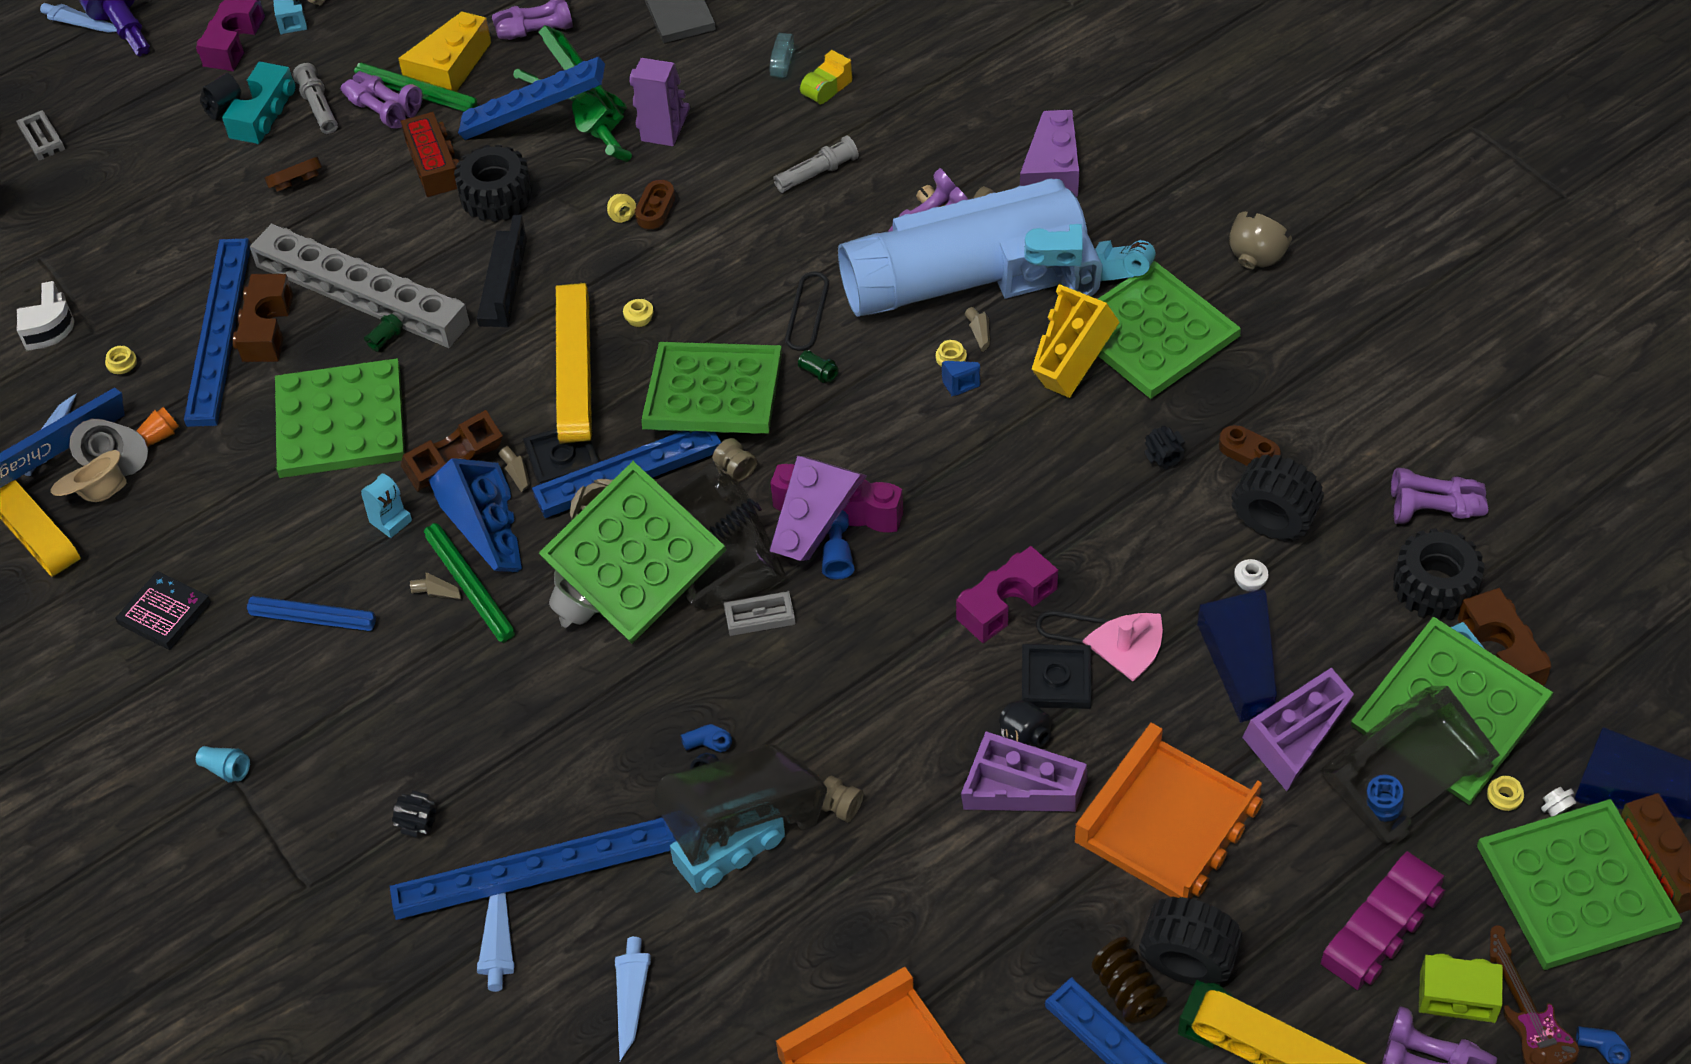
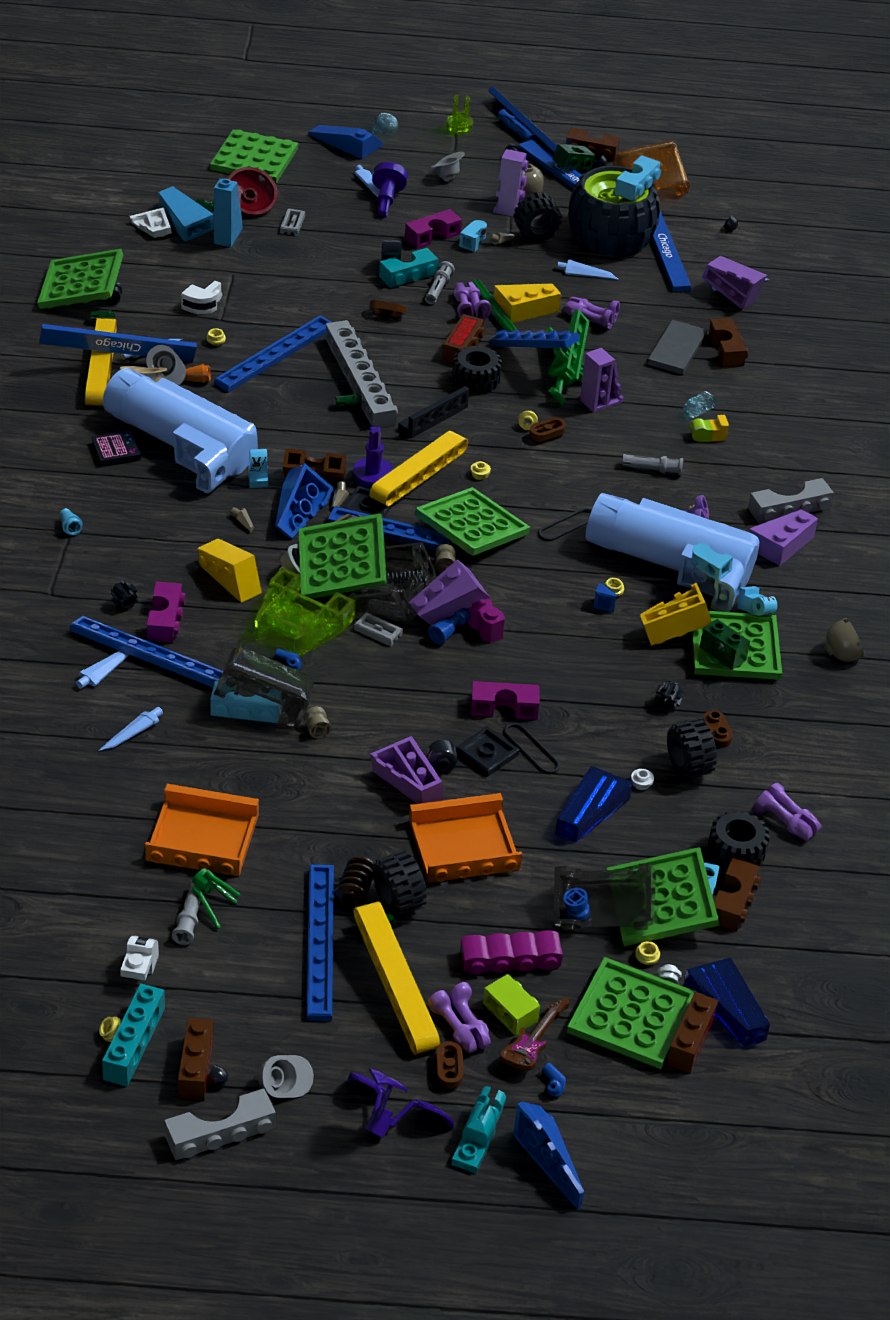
camera: 35 degrees right, 10 degrees down
(257, 334) = (287, 364): reddish brown arch -> none
(278, 509) = (202, 433): none -> light blue piece
(311, 613) = (177, 492): blue axle -> none
(339, 418) = (289, 421): bright green plate -> none
(469, 583) = (261, 524): green axle -> none
(477, 774) = (166, 612): none -> magenta arch
(504, 669) = (231, 568): none -> yellow wedge
(519, 405) = (372, 467): none -> dark purple piece
(660, 671) = (299, 616): none -> clear neon green wedge
(824, 369) = (539, 552): dark green pin -> none
(979, 326) = (645, 586): dark tan bar -> none
(994, 129) = (767, 505): none -> light grey arch
(1128, 642) = (542, 762): bright pink shield -> none
(1159, 338) = (724, 644): none -> dark green brick
(1297, 725) = (576, 847): medium lavender wedge -> none

